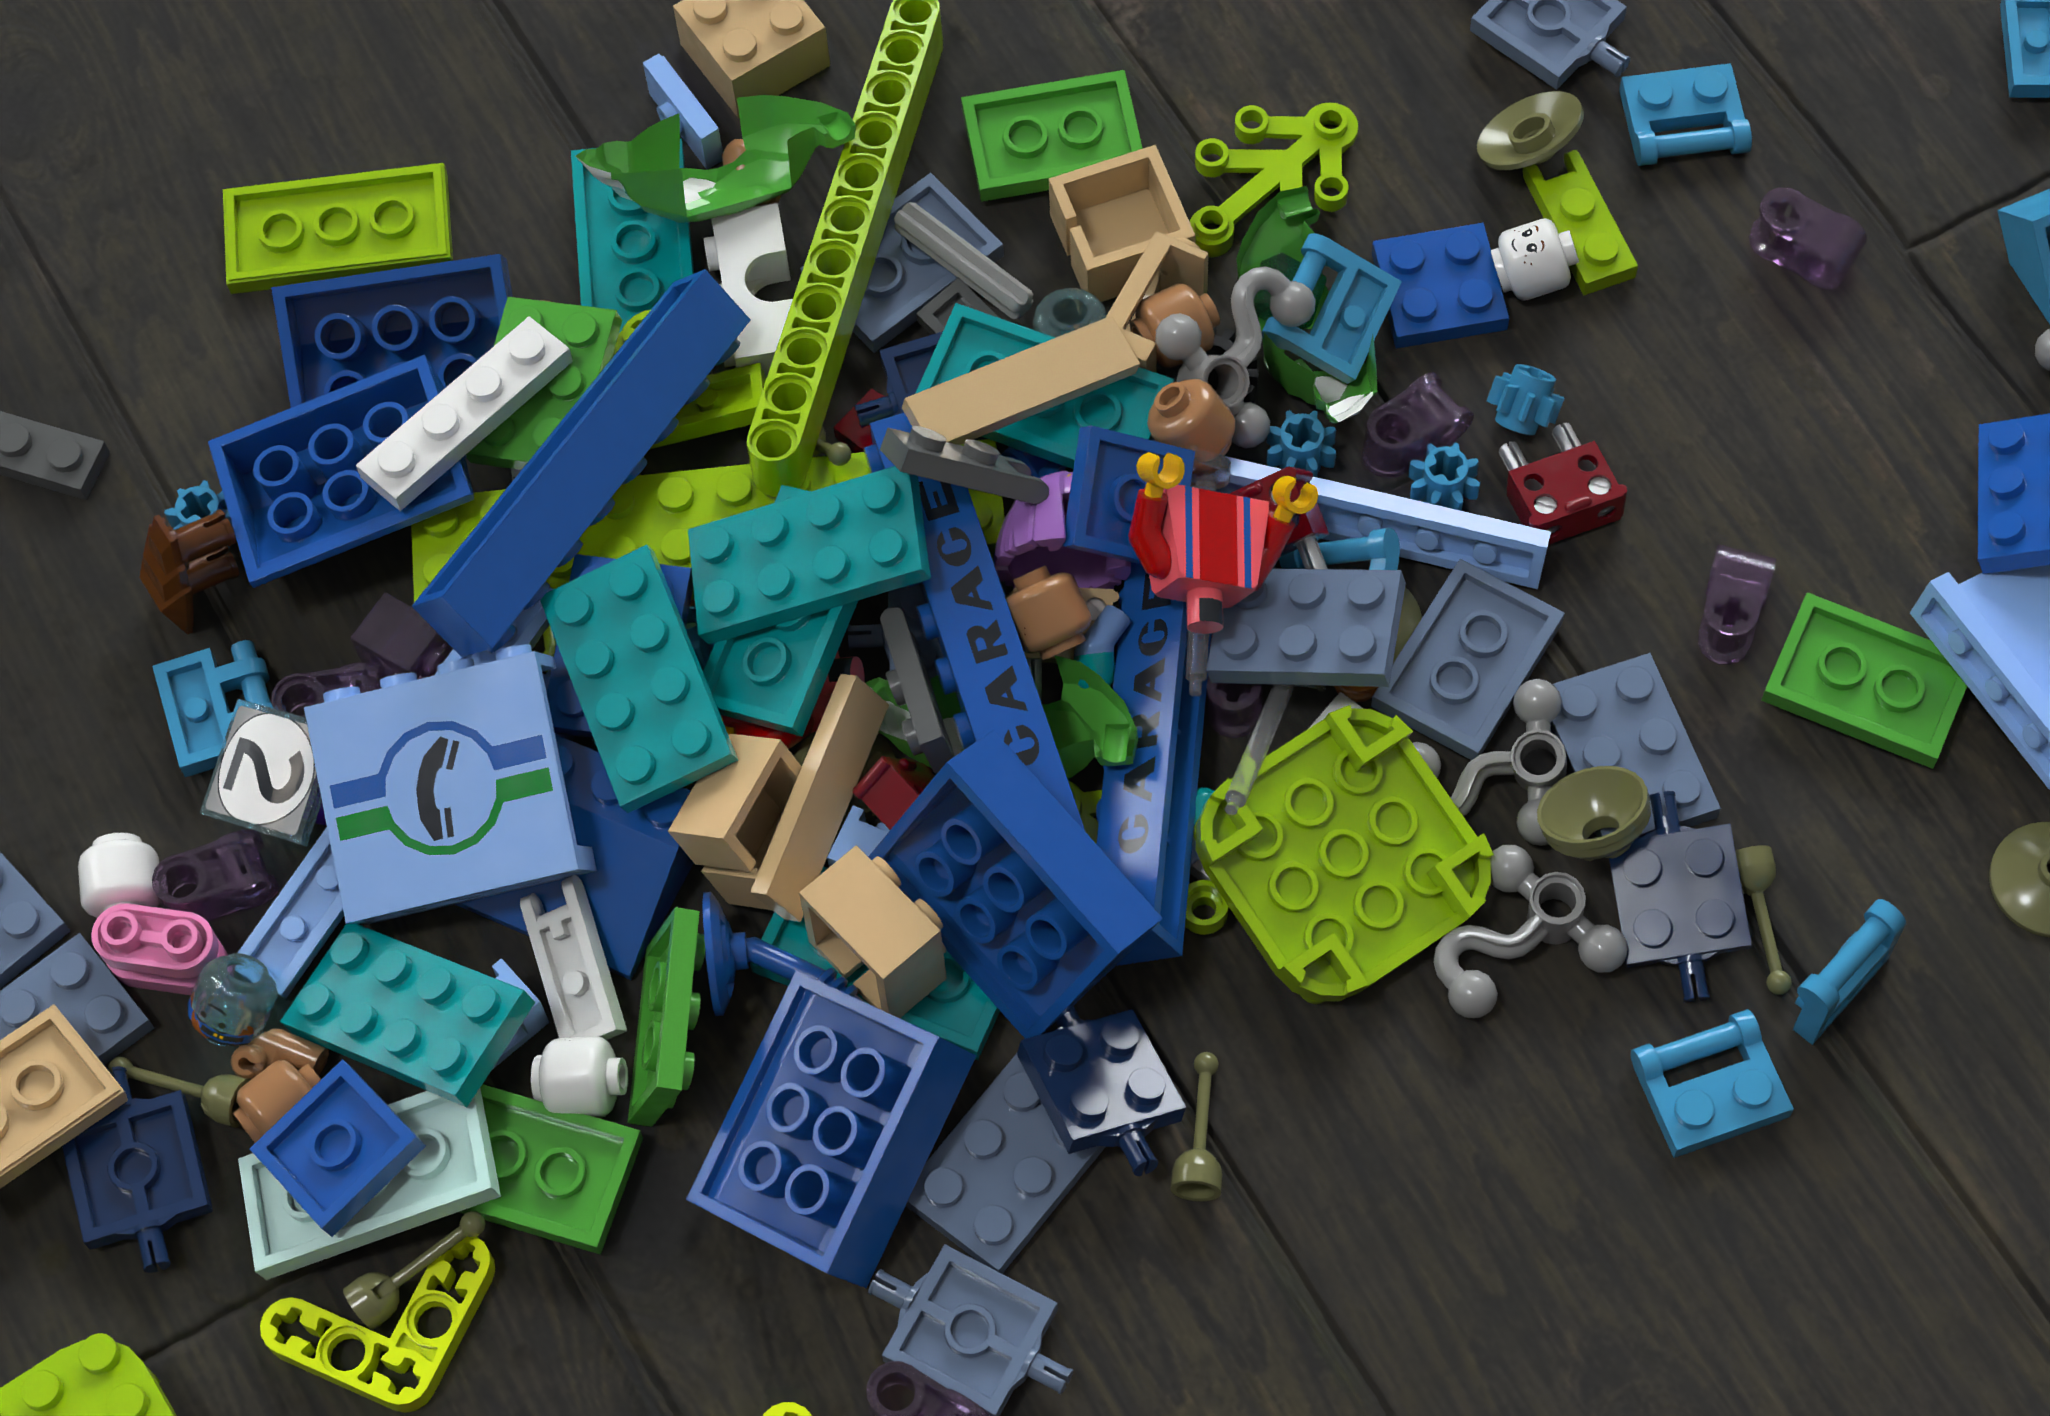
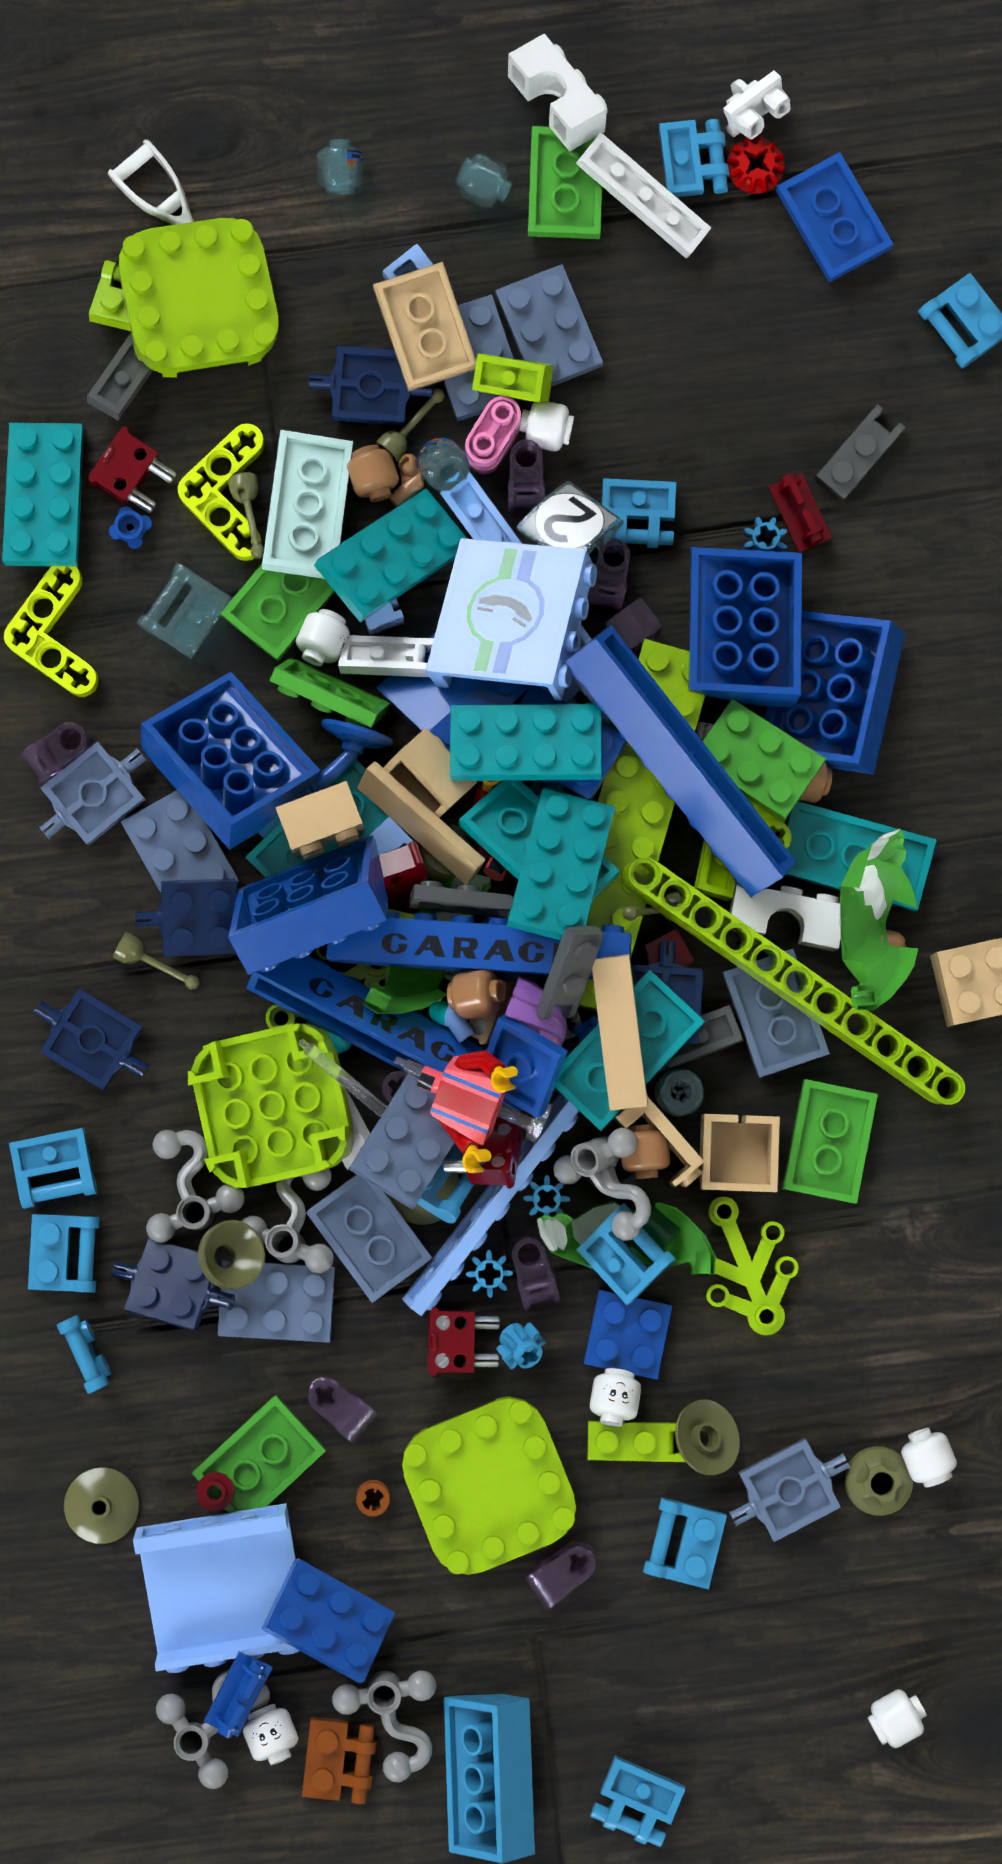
camera: 105 degrees right, 20 degrees up
(57, 939) = (513, 378): none -> lime plate
(144, 492) = (800, 512): none -> dark red hinge
(186, 563) = (728, 517): reddish brown connector -> none
(336, 226) = (945, 683): lime tile -> none
(337, 1148) = (323, 490): blue plate -> none
(464, 413) = (744, 703): white plate -> none
(614, 1291) = (194, 616): none -> clear light blue plate
(675, 97) = (939, 917): light blue plate -> none
(963, 260) = (752, 1046): light grey axle -> none
(1191, 415) = (566, 1128): medium nougat head -> none
(1364, 1172) = (91, 1039): none -> dark blue plate
(1573, 1159) = (50, 1155): none -> dark azure plate
(1740, 369) = (489, 1485): none -> lime plate
(1756, 874) = (169, 1335): olive hinge -> none
(1846, 529) = (384, 1499): none -> dark orange bush
(1944, 722) = (221, 1480): none -> dark red plate

